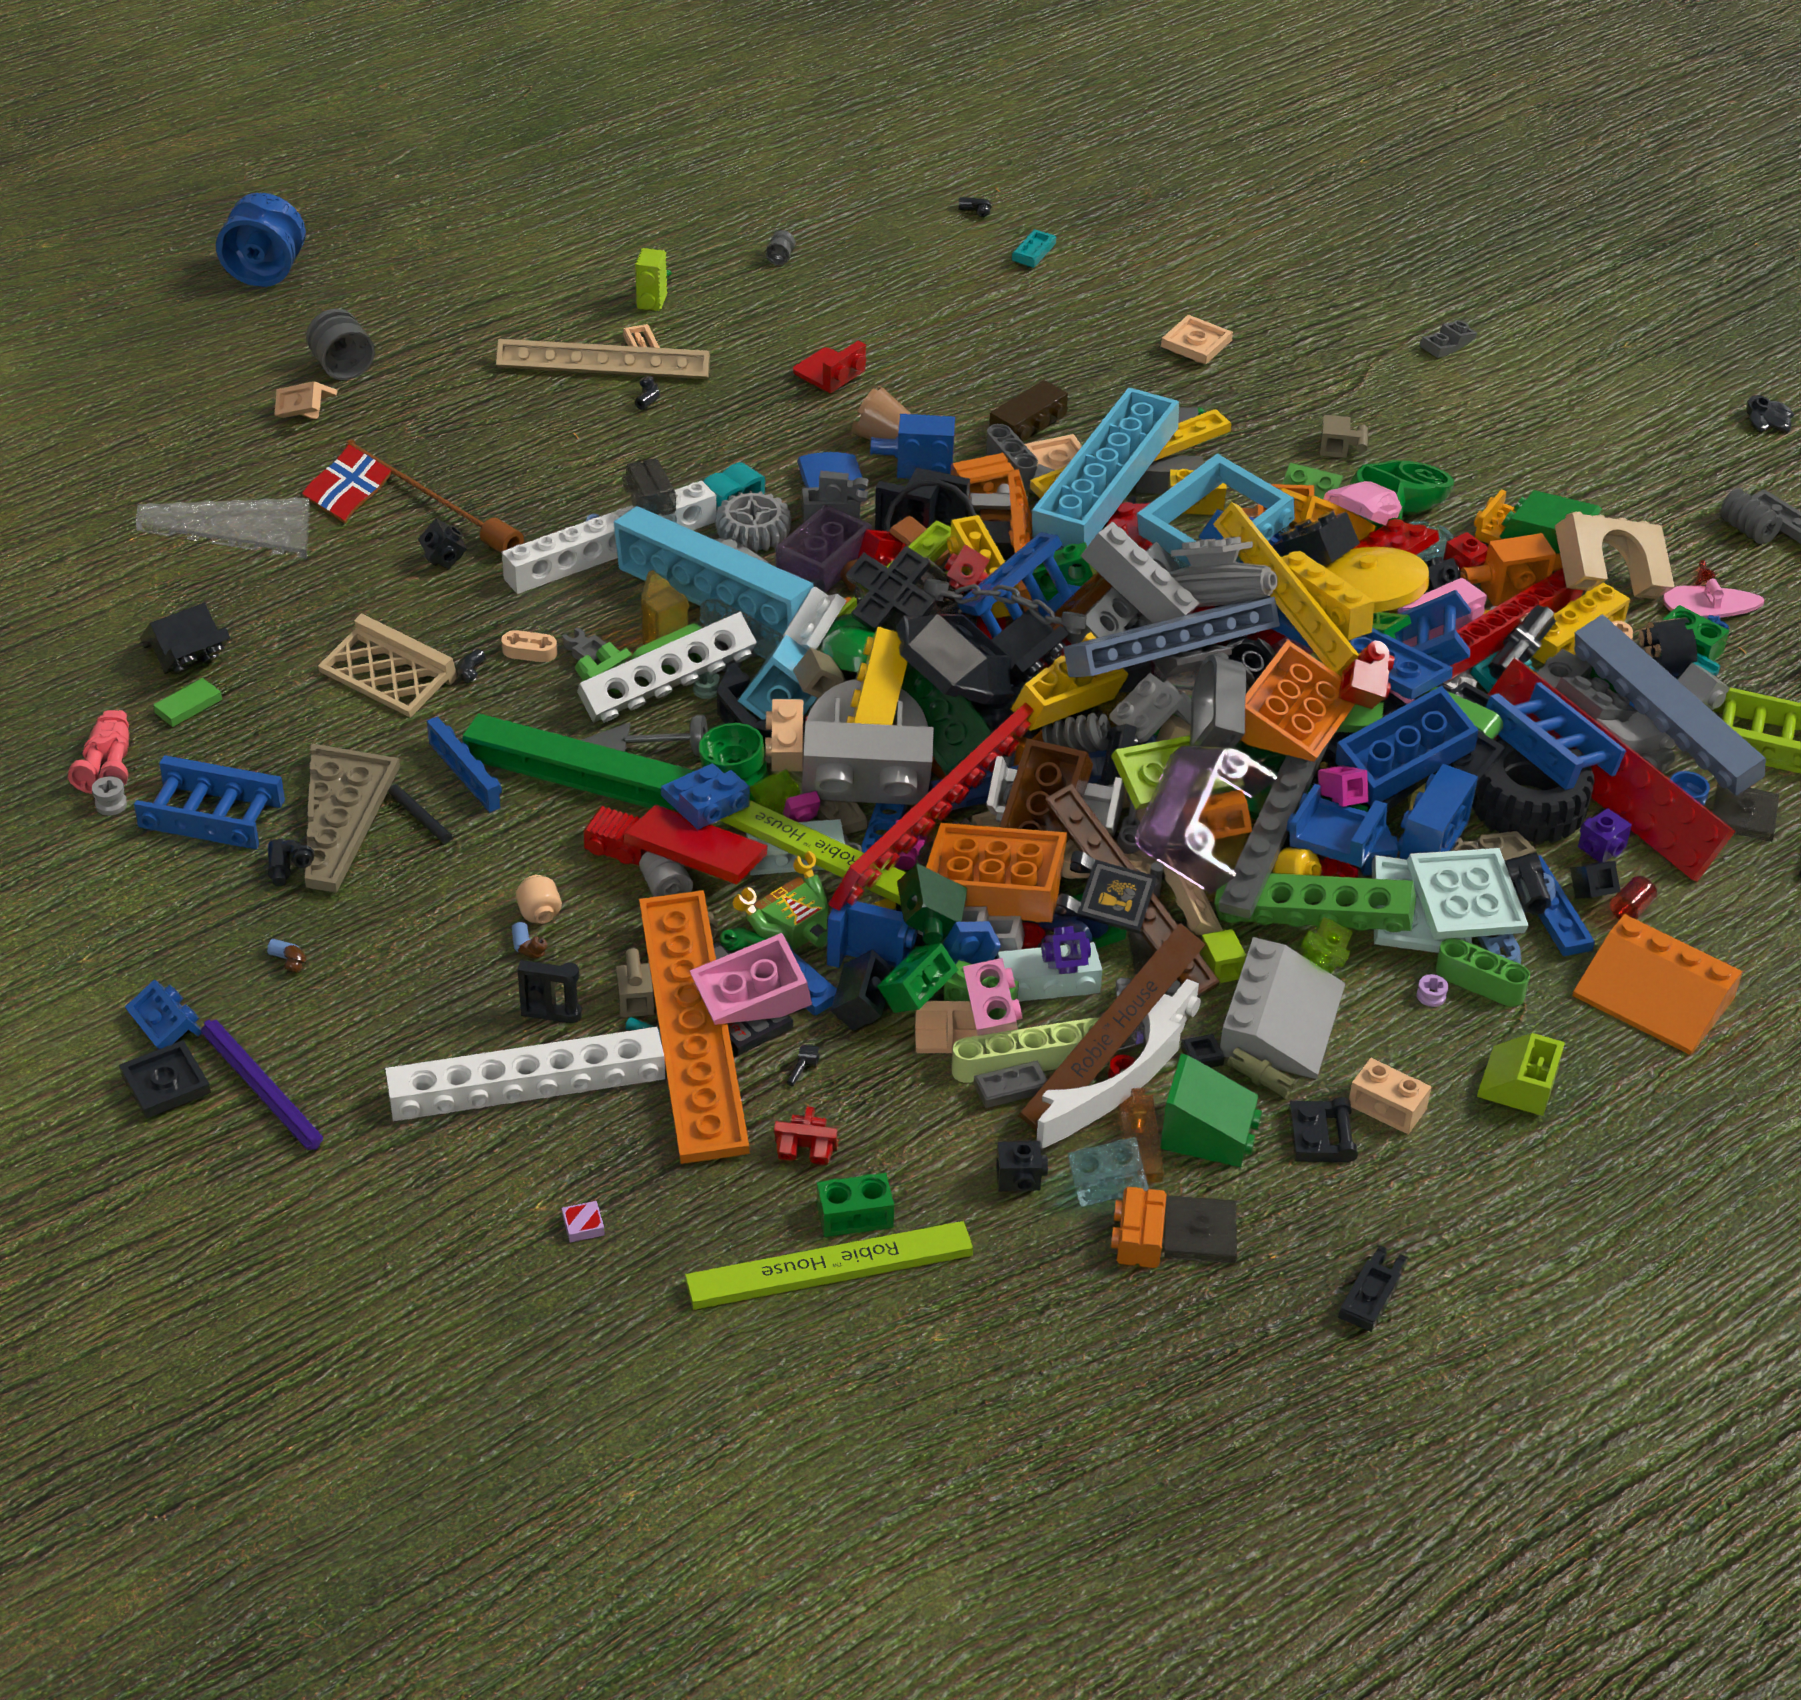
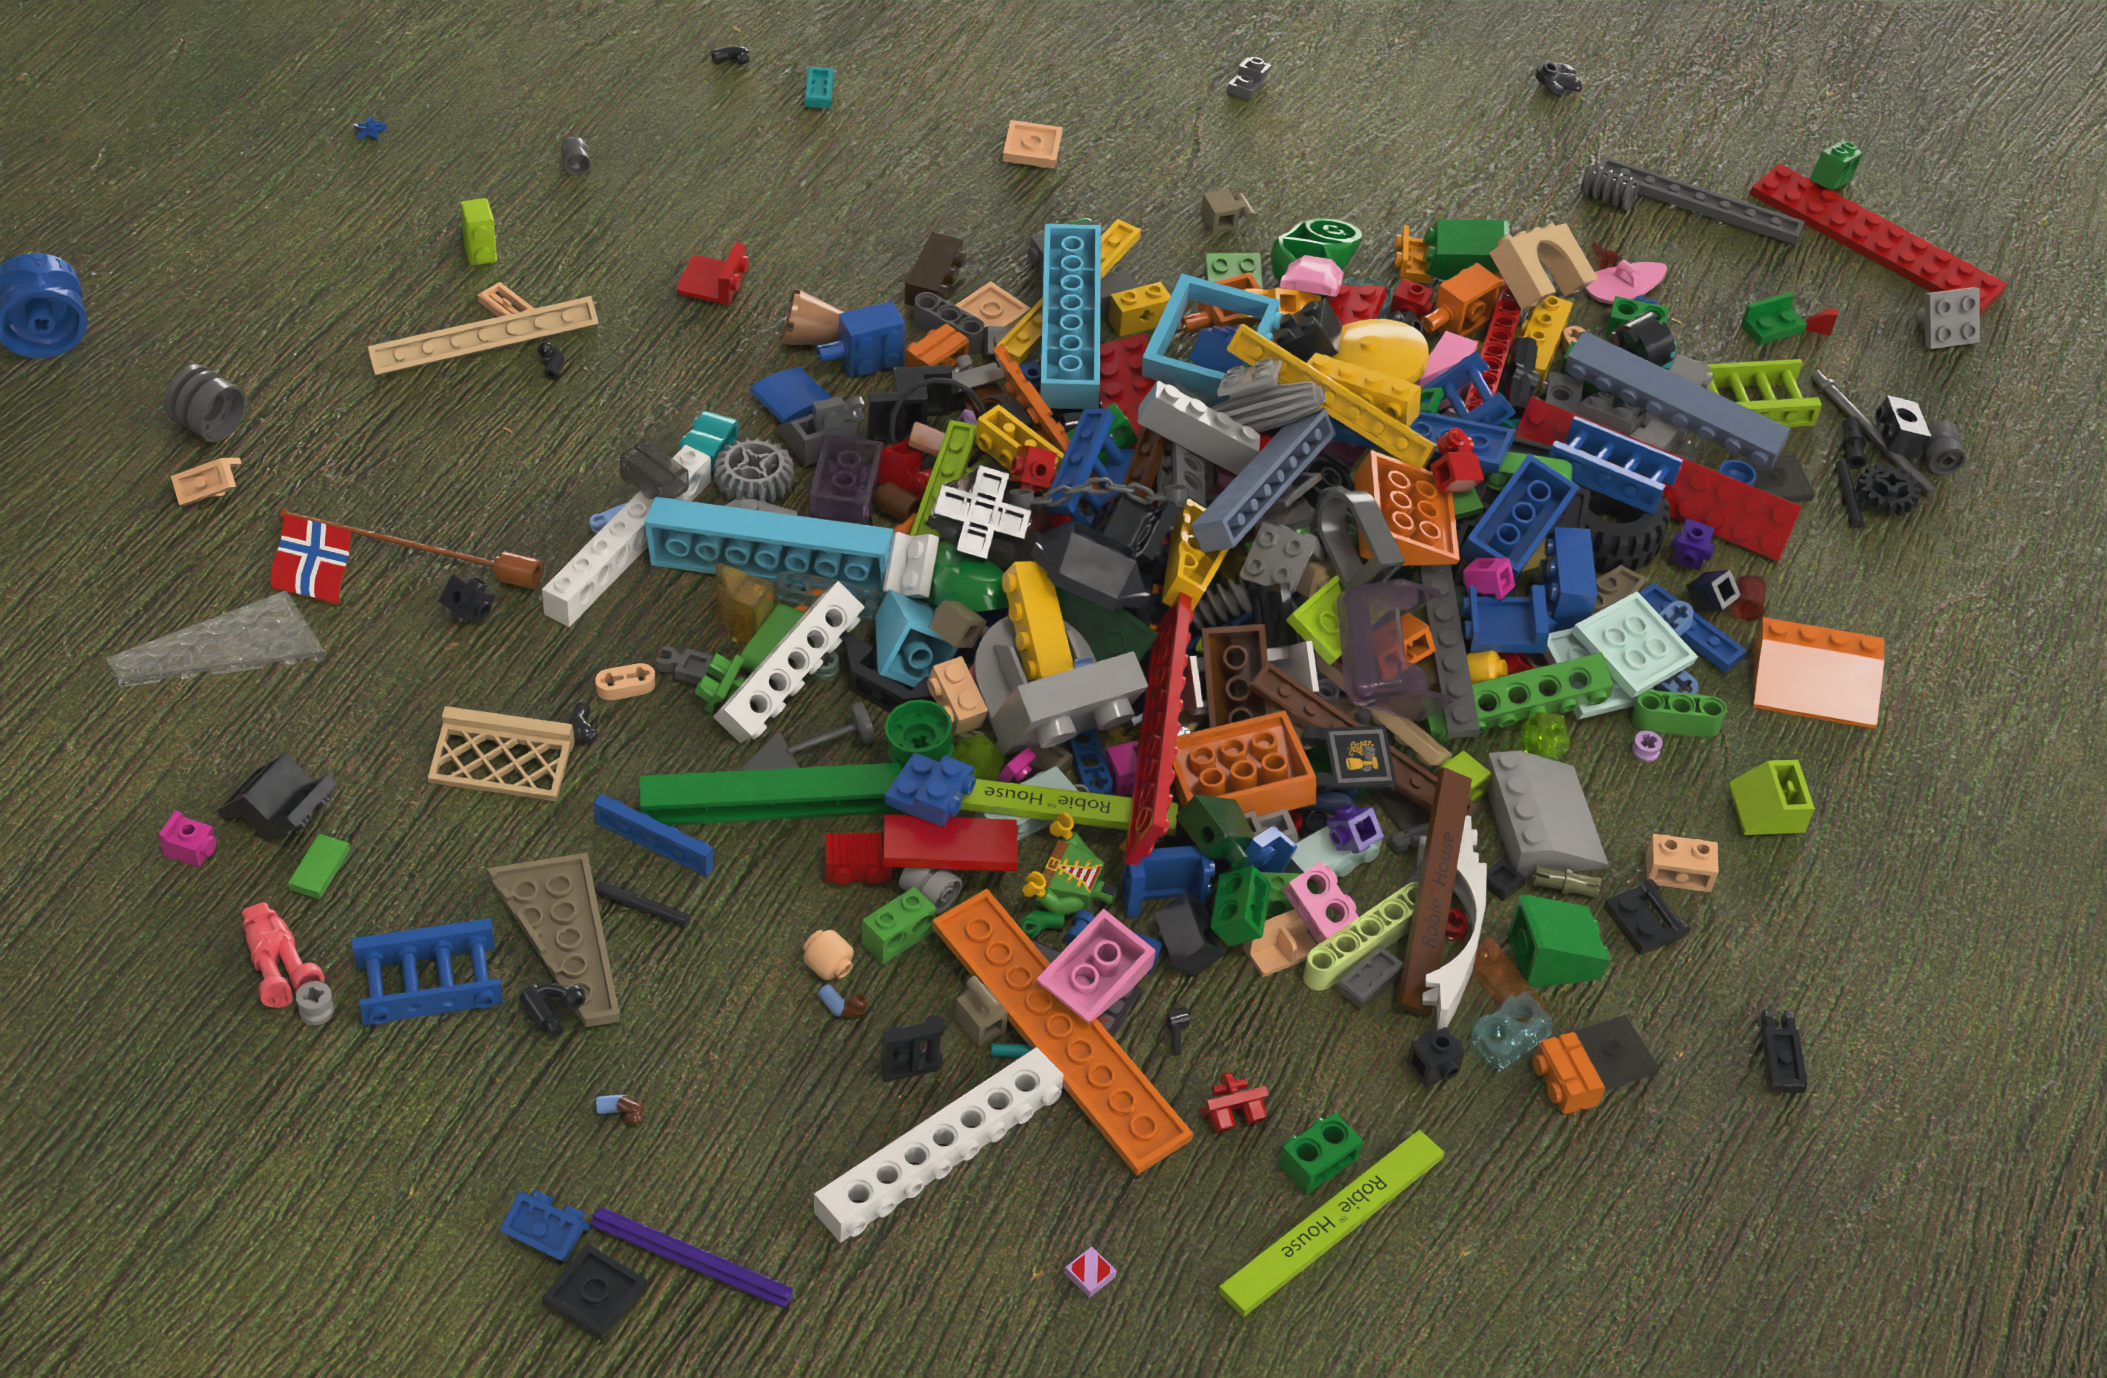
camera: 30 degrees left, 5 degrees up
(100, 649) = (187, 840): none -> dark pink brick
(612, 897) = (898, 925): none -> bright green brick
(628, 186) = (370, 128): none -> blue plant
(1529, 882) = (1673, 609): black piece -> none

